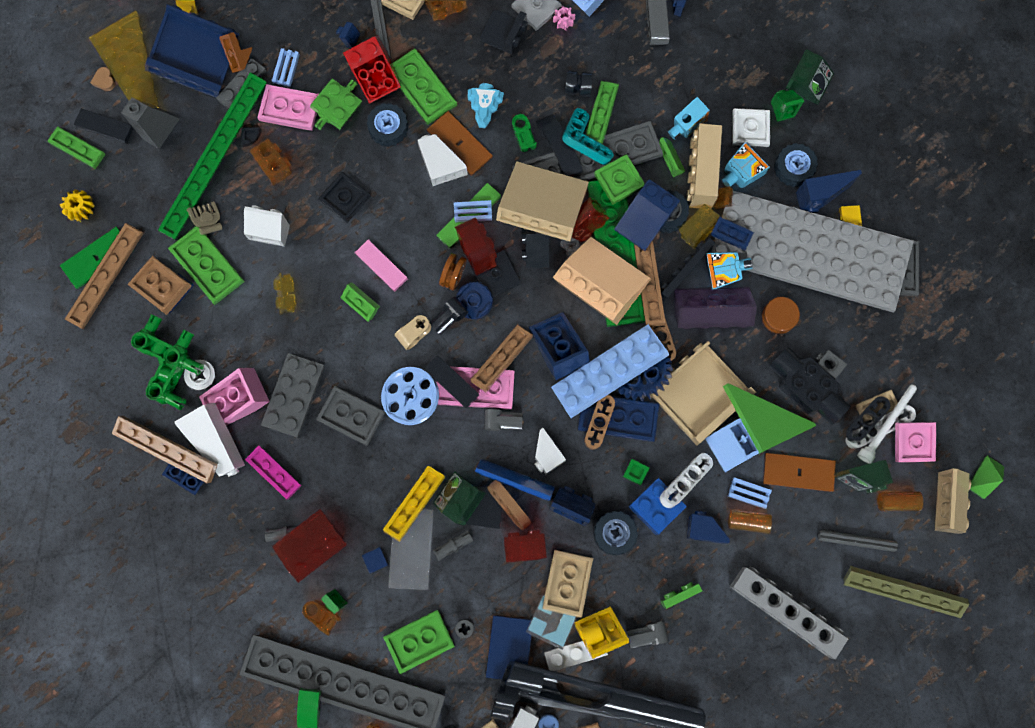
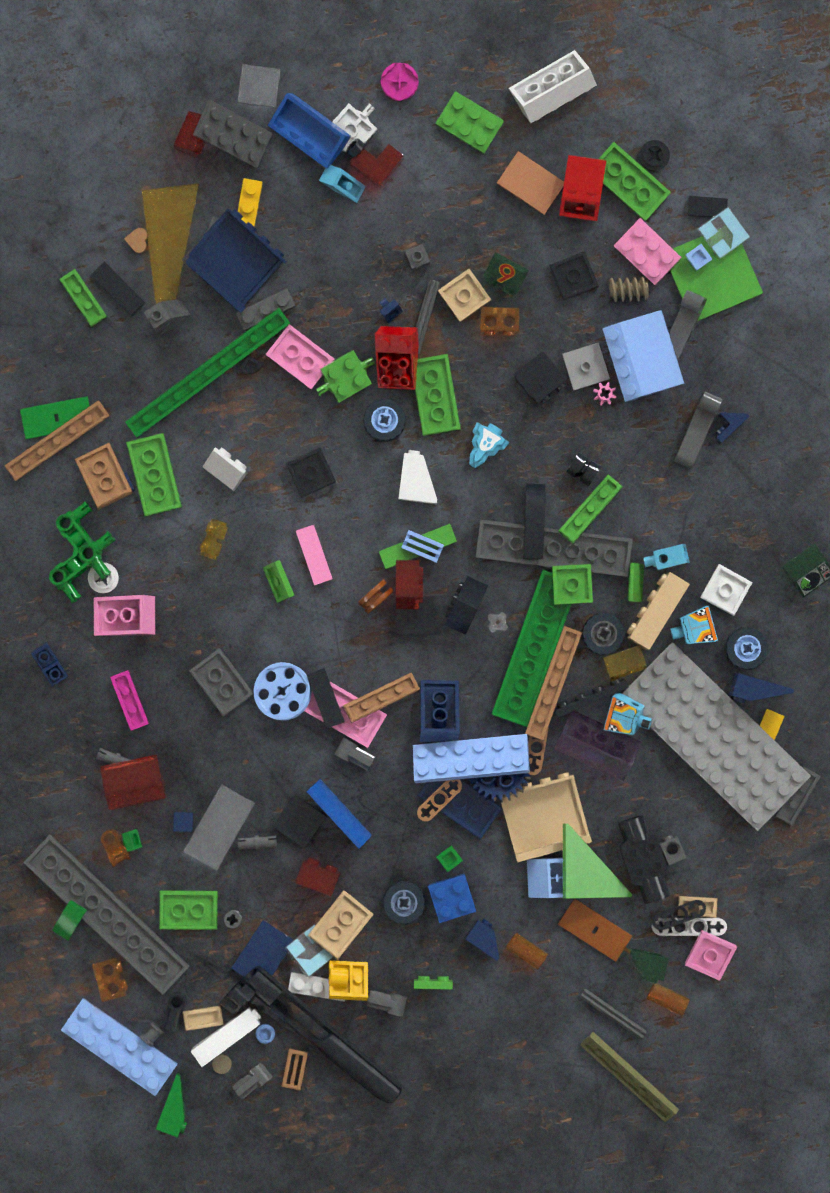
camera: 25 degrees right, 10 degrees up
(76, 212) = (54, 359): yellow gear -> none
(165, 449) = (44, 633): plate -> none
(206, 221) = (173, 433): dark tan piece -> none
(211, 438) = (89, 645): white slope -> none
(236, 57) = (274, 278): dark orange slope -> none
(269, 162) = (254, 405): clear orange brick -> none
(288, 54) = (308, 309): light blue tile -> none
(293, 395) = (178, 637): dark grey plate -> none
(412, 333) = (311, 634): tan piece -> none
(413, 503) = (240, 790): yellow plate -> none
(452, 312) = (356, 634): black piece -> none
(459, 499) = (281, 805): clear green slope -> none
(470, 151) = (438, 455): dark orange piece -> none
(476, 299) = (382, 631): dark blue tile -> none
(509, 505) = (323, 833): medium nougat beam -> none
(524, 134) = (507, 492): green piece -> none
(542, 201) = (488, 574): tan panel -> none
(547, 454) = (378, 804): white slope -> none
(573, 506) = (378, 861): dark blue slope -> none
(579, 140) = (555, 528): teal beam -> none
(589, 219) = (519, 608): clear red slope -> none
(602, 279) = (507, 671): light nougat slope -> none
(647, 215) = (578, 632): dark blue slope -> none
(688, 482) = (489, 891): white beam -> none
(724, 198) = (661, 646): clear orange tile -> none
(732, 233) = (648, 687): dark blue plate -> none
(763, 505) = (529, 914): light blue tile -> none
(780, 315) = (654, 782): dark orange head -> none
(786, 104) = (768, 585): green slope -> none
(830, 646) = (537, 1089): light grey brick -> none
(868, 453) = (663, 944): white piece -> none
(952, 501) = (714, 1023): tan slope -> none
(987, 477) = (758, 1016): bright green slope -> none

